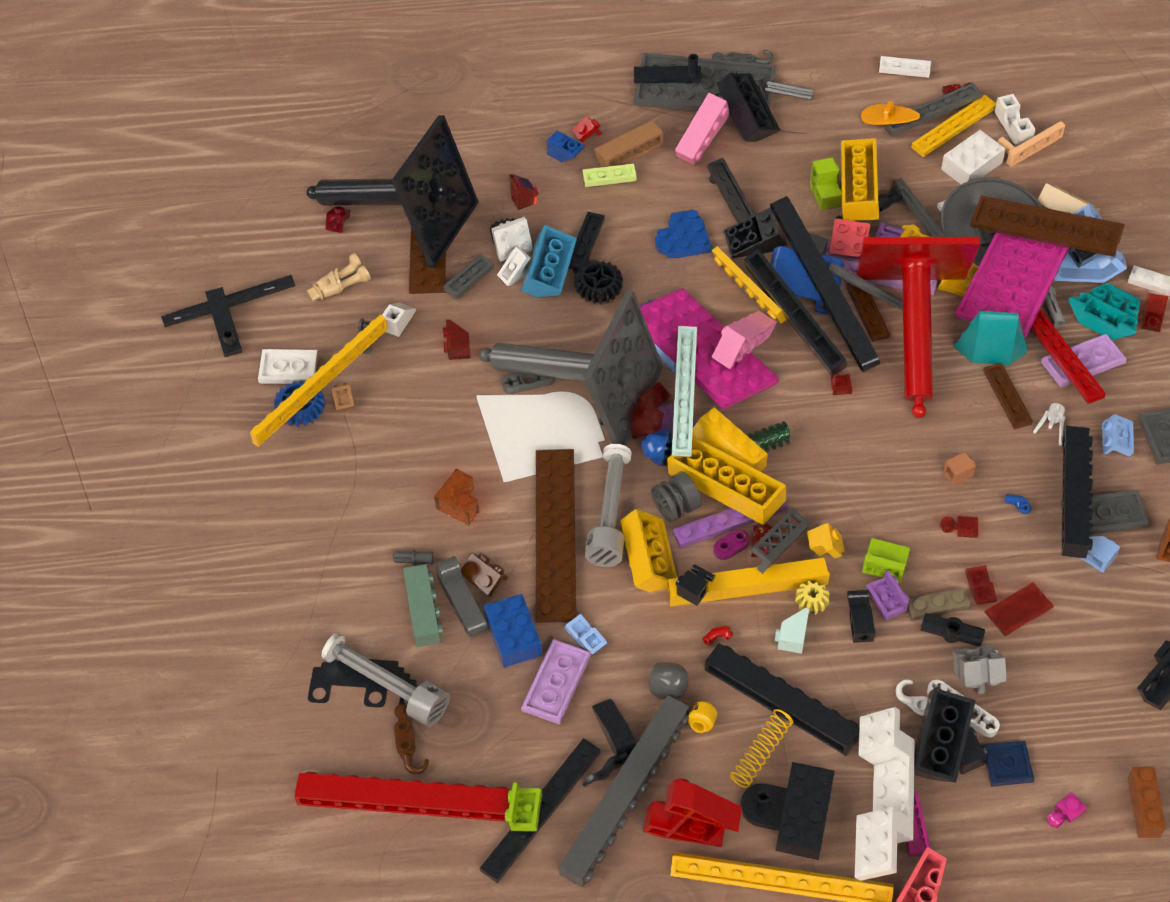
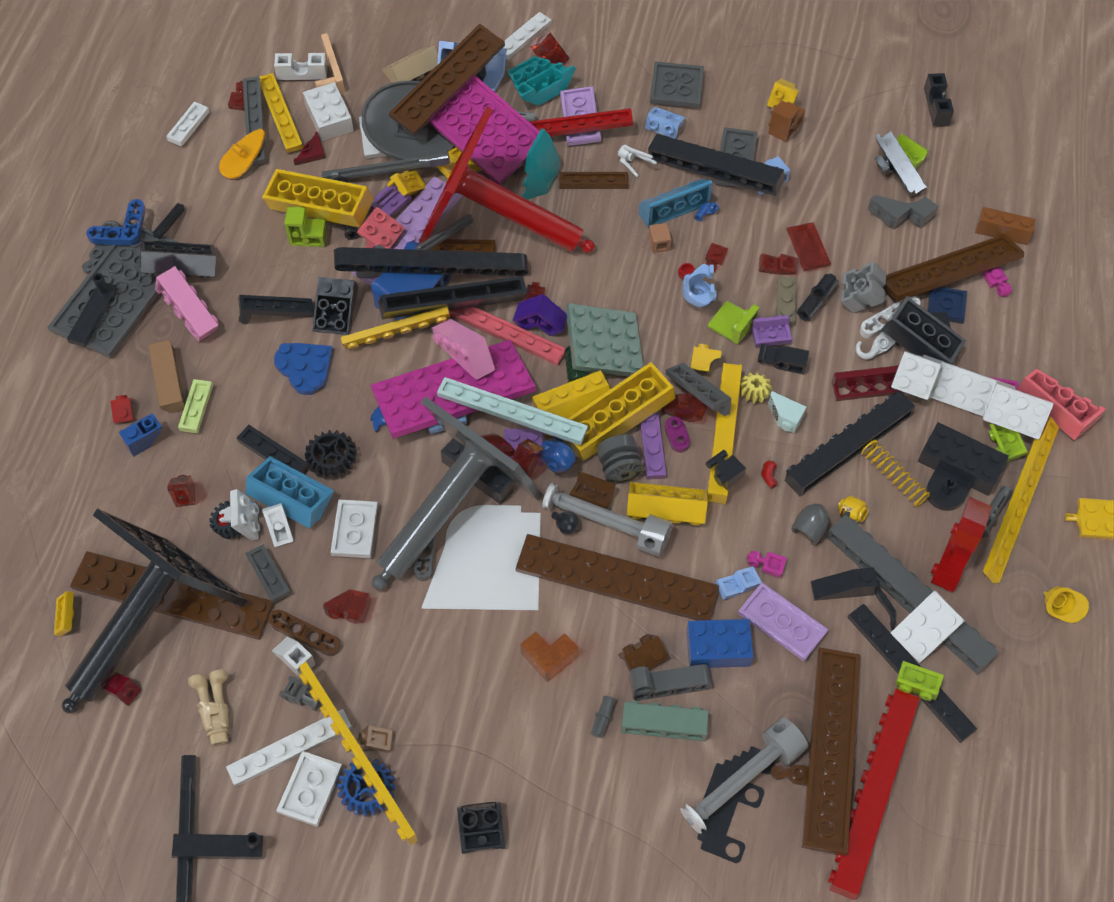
camera: 75 degrees left, 5 degrees up
(286, 491) = (481, 827): none -> black slope
(316, 340) = (283, 750): none -> white plate
(388, 161) = (64, 613): none -> yellow plate
(424, 319) = (305, 630): none -> reddish brown beam
(433, 746) = (831, 752): none -> reddish brown plate
(532, 322) = (354, 529): none -> white plate
(588, 806) = (927, 626): none -> white plate
(596, 475) = (566, 522): none -> black piece
(615, 658) = (772, 563): none -> dark pink plate
(635, 488) = (593, 490): none -> reddish brown bracket
(744, 847) = (997, 504): none -> dark grey pin
(761, 68) = (102, 232): none -> blue beam
(787, 377) = (507, 331): none -> coral tile
(807, 450) = (604, 340): none -> sand green plate
(813, 392) = (542, 313): none -> dark purple brick
(841, 853) = (1008, 441): none -> lime bracket
(864, 690) = (864, 377): none -> dark red fence
(905, 513) = (696, 290): none -> light blue piece
(922, 164) = (311, 151): none -> dark red tile
(930, 504) = (685, 269): none -> red plate
(1009, 469) = (675, 202): none -> dark azure slope
(1057, 755) = (952, 267): none -> reddish brown plate
(1107, 686) = (896, 212): none -> dark grey arch

